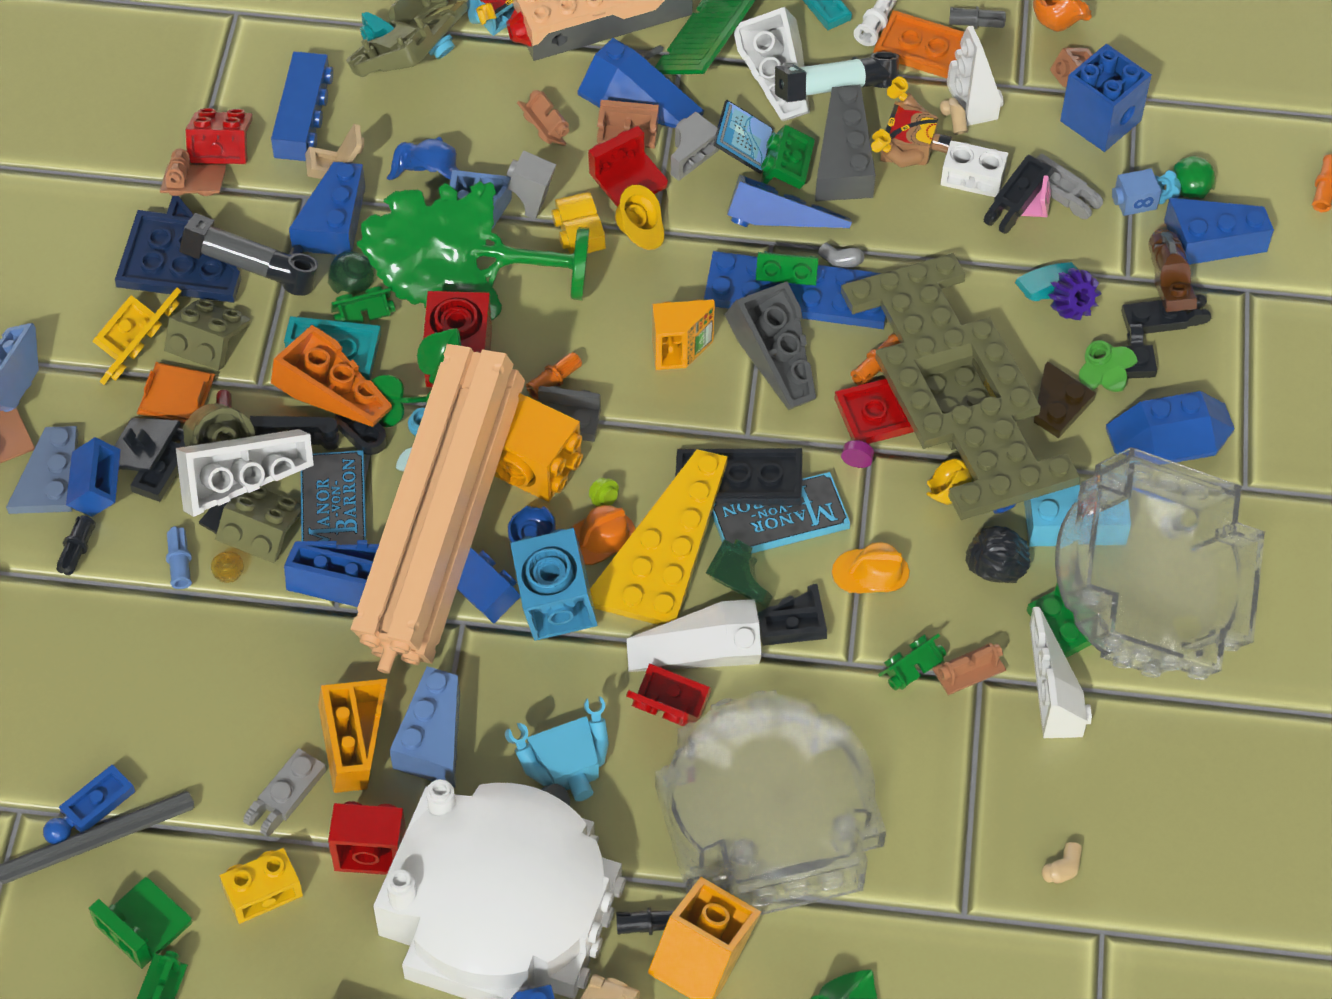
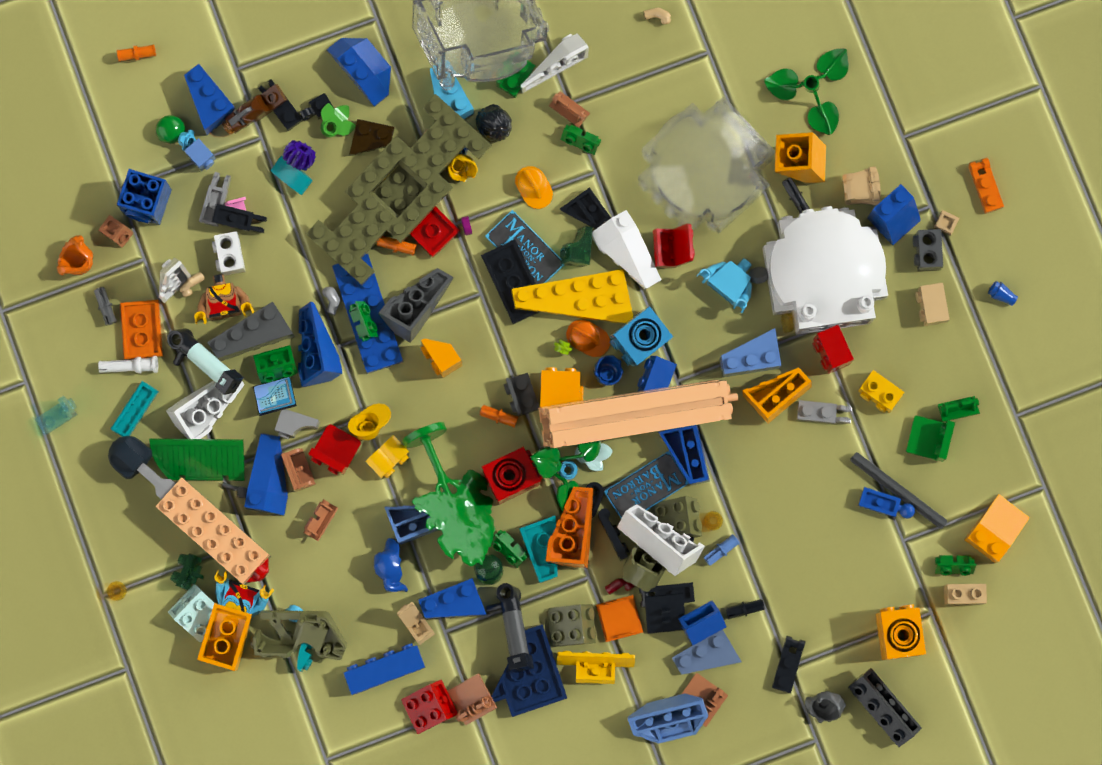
camera: 120 degrees left, 25 degrees up
(531, 181) = (381, 493): light grey arch -> none

